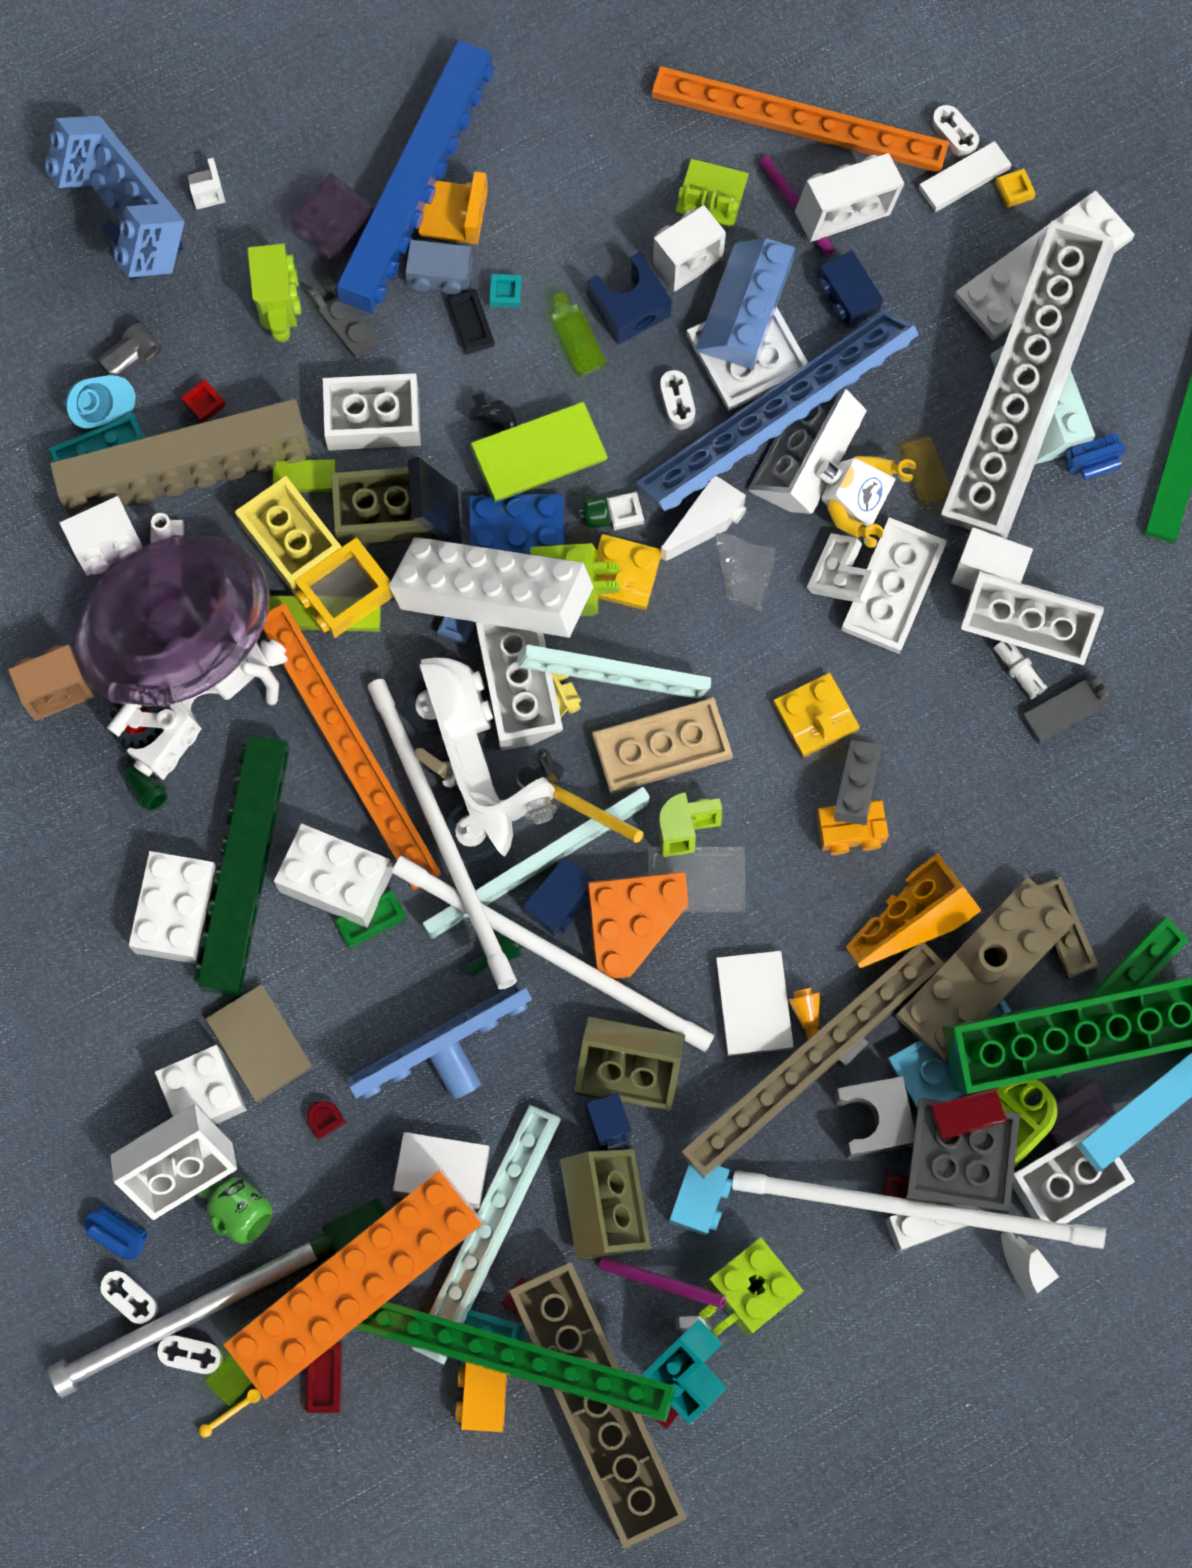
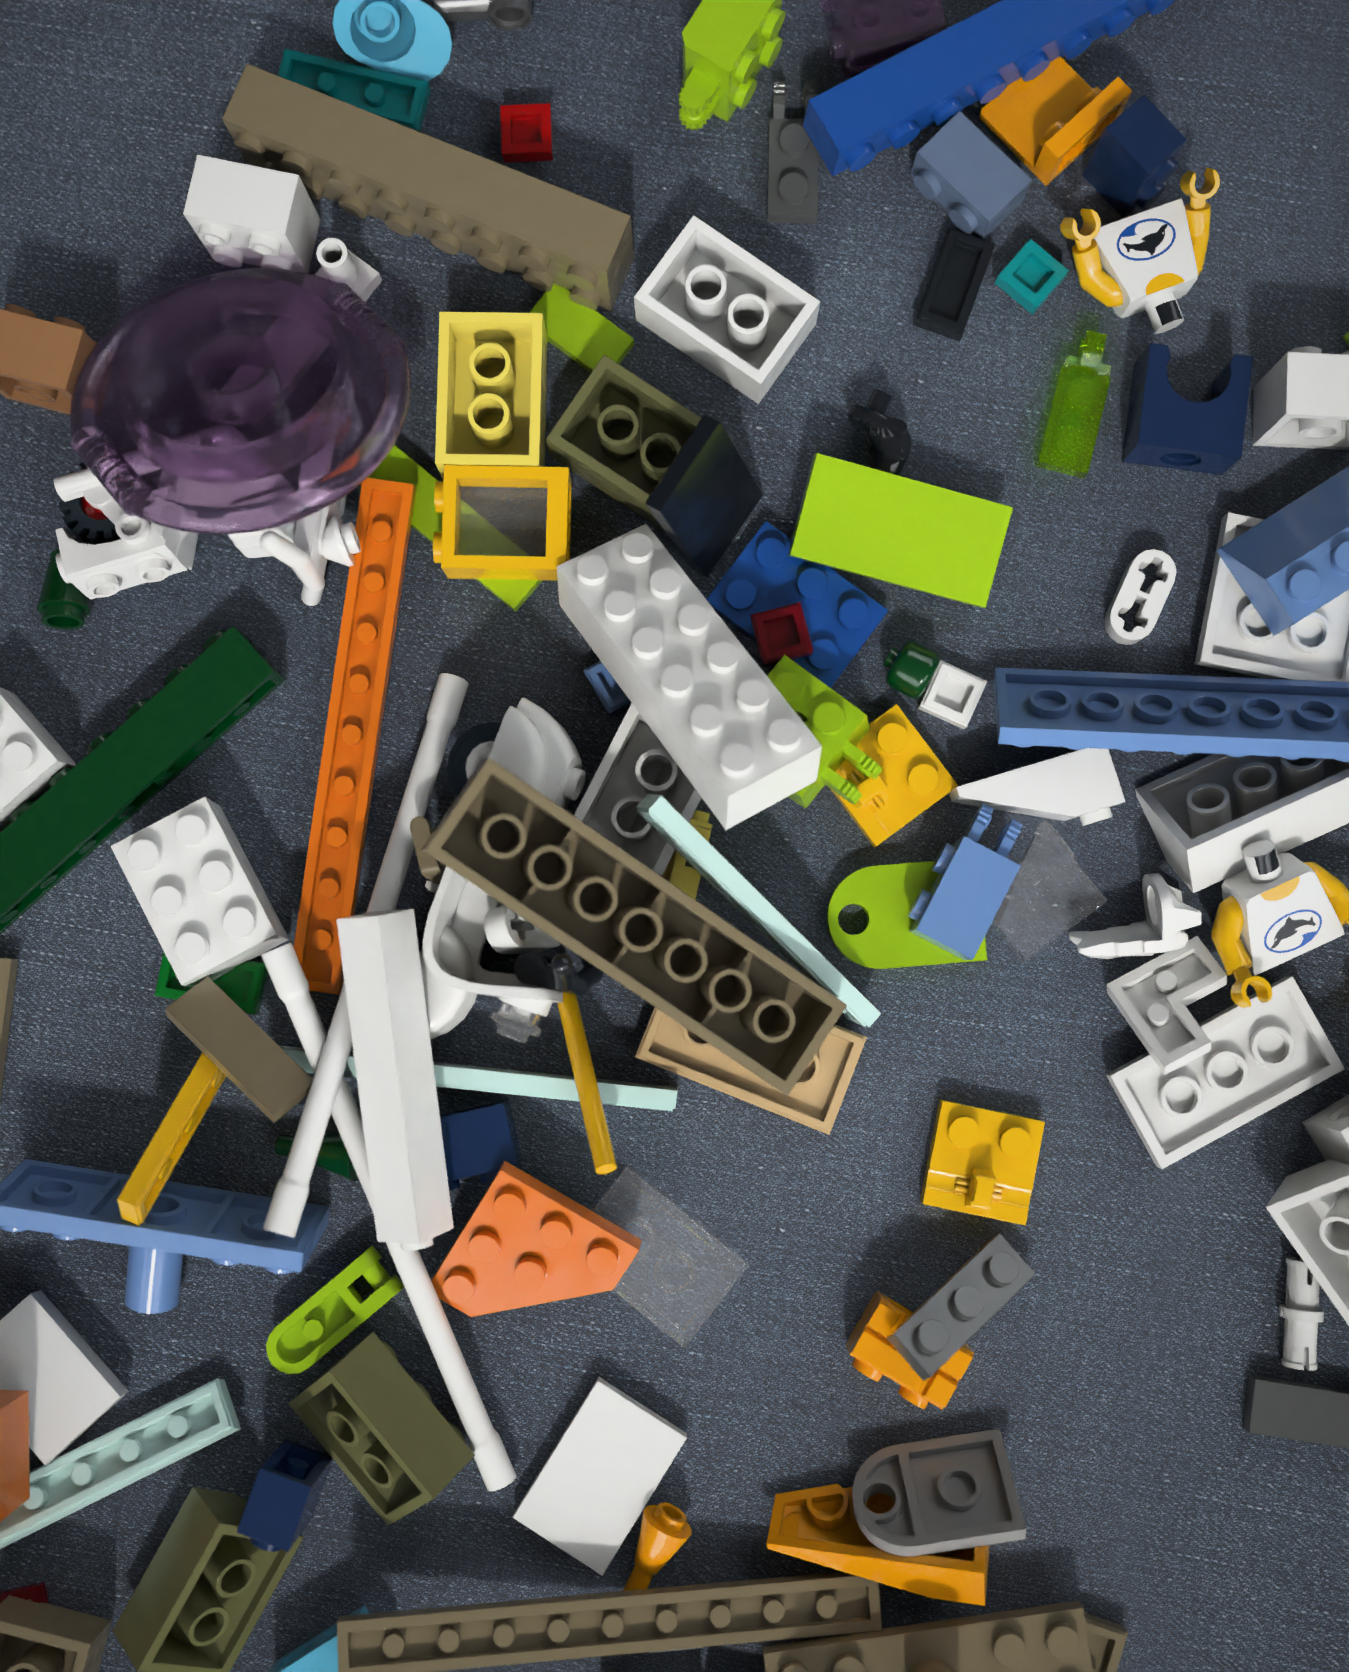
camera: 45 degrees right, 10 degrees up
(415, 980) = (170, 1141): none -> yellow tile
(416, 926) = (240, 1049): none -> dark tan tile
(504, 874) = (395, 1077): none -> white brick
(506, 767) = (520, 940): none -> white beam
(512, 202) = (1135, 157): none -> dark blue brick
(520, 538) = (781, 633): none -> dark red tile
(553, 242) = (1146, 256): none -> torso
(560, 1029) = (330, 1314): none -> lime plate
(561, 716) = (634, 925): none -> dark tan brick
(581, 535) = (865, 690): clear smoke tile -> none
(681, 819) = (688, 1167): lime brick -> none
(690, 626) = (886, 898): none -> lime tile
(705, 591) = (967, 888): none -> medium blue hinge
(806, 533) = (1160, 932): none -> white hair
(919, 877) = (945, 1495): none -> light grey tile

